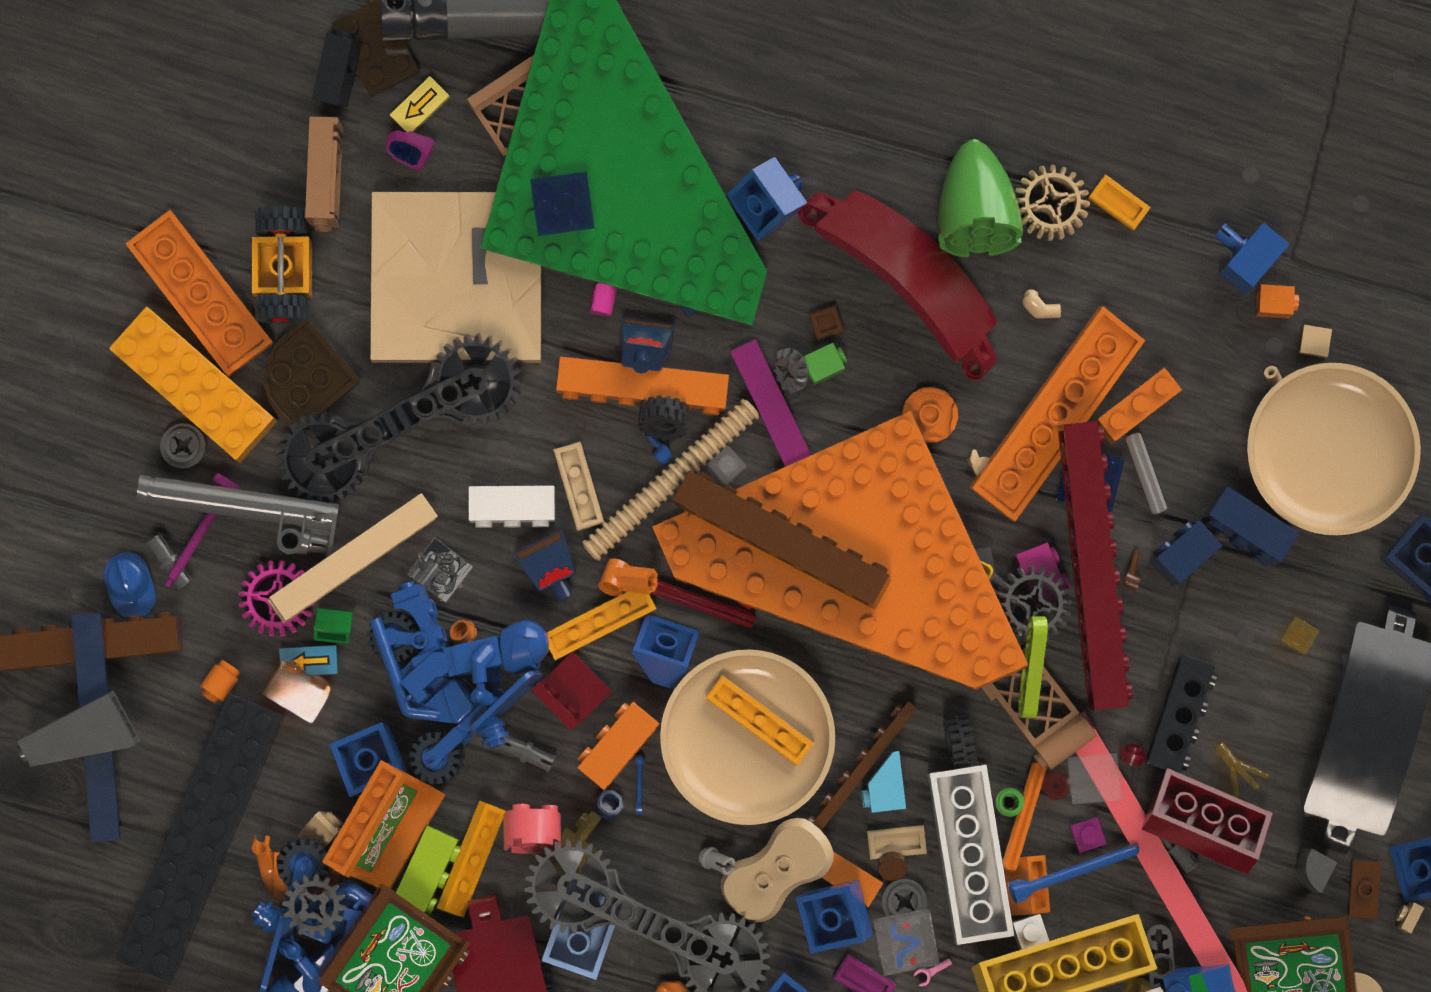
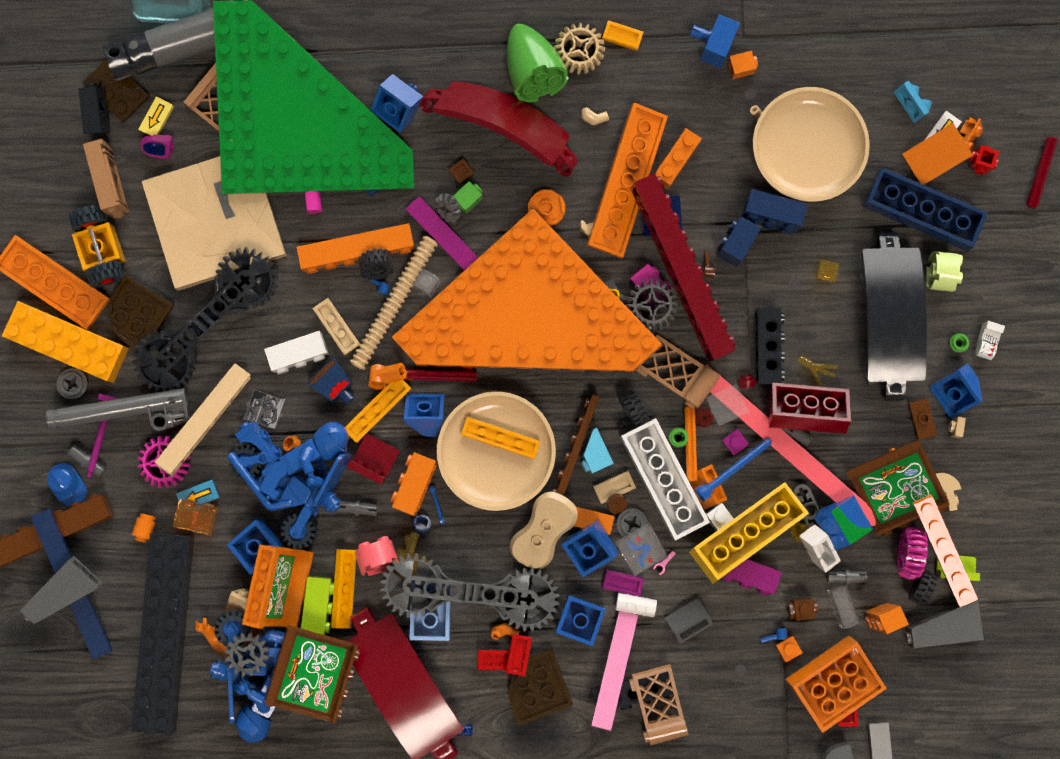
camera: 15 degrees left, 0 degrees up
(333, 626) = (206, 467): green piece -> none
(562, 203) = (264, 147): clear blue plate -> none
(645, 344) = (349, 221): dark blue torso -> none
(711, 858) = (499, 537): light grey pin -> none
(782, 539) = (477, 316): reddish brown brick -> none
(1032, 675) = (666, 351): lime beam -> none
(1146, 473) = (696, 200): light grey axle -> none
(1314, 869) = (887, 416): dark grey brick -> none
(1315, 341) = (775, 82): tan tile -> none

